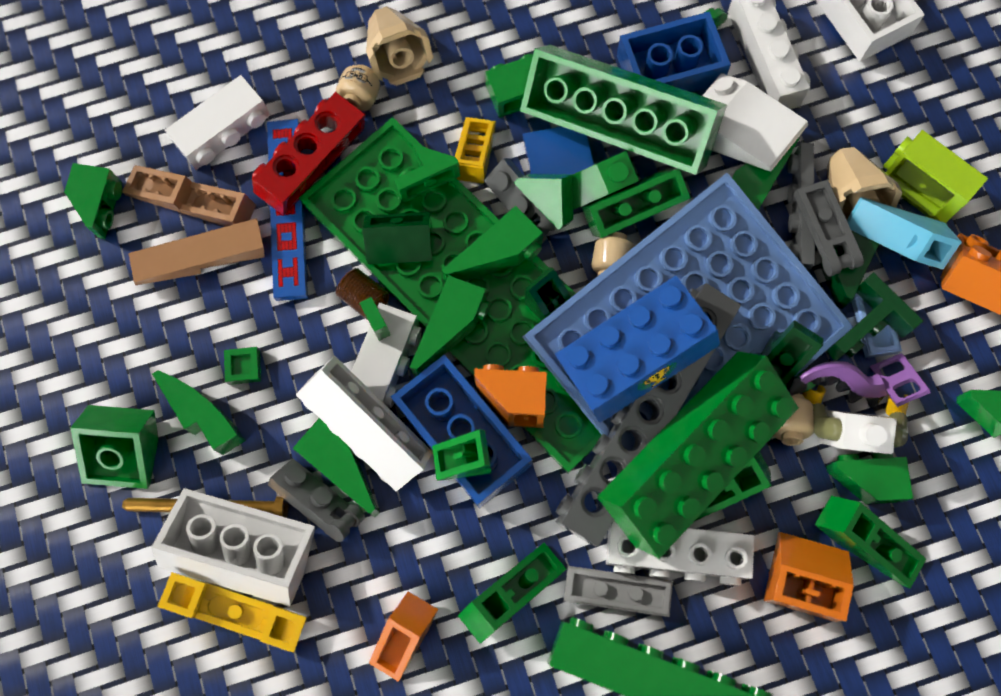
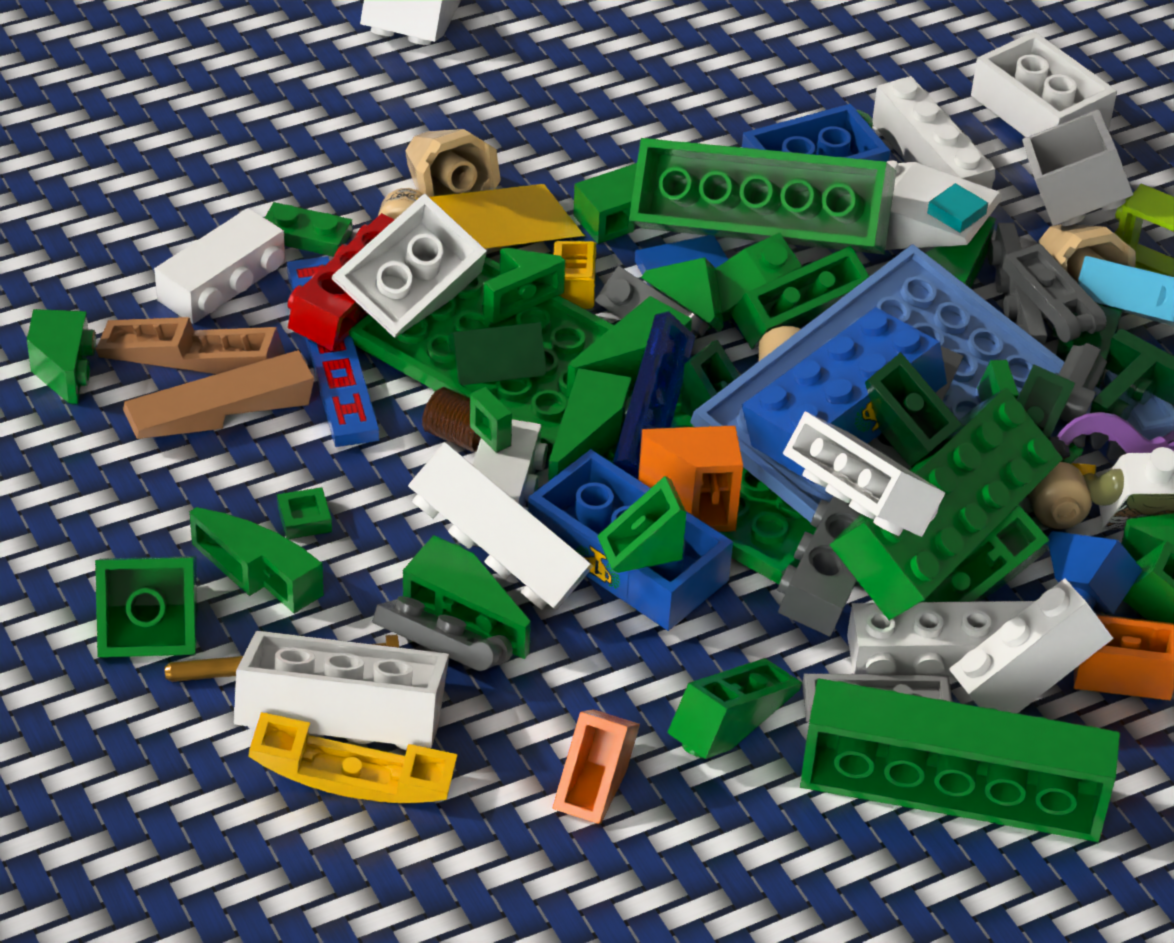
camera: 15 degrees left, 30 degrees down
(288, 87) = (310, 229): none -> green plate
(340, 159) = (412, 267): none -> white slope
(425, 95) = (509, 215): none -> yellow sticker
(500, 308) = (655, 387): none -> clear blue plate
(627, 474) = (863, 477): none -> white brick
(683, 388) = (909, 410): none -> dark green slope
(734, 598) = (1032, 651): none -> white brick
(763, 328) = (995, 379): none -> green tile
(769, 139) = (957, 207): none -> teal tile
(796, 508) = (1094, 567): none -> blue slope
(829, 317) = (1084, 367): none -> dark grey piece
(873, 103) = (1077, 169): none -> light grey piece

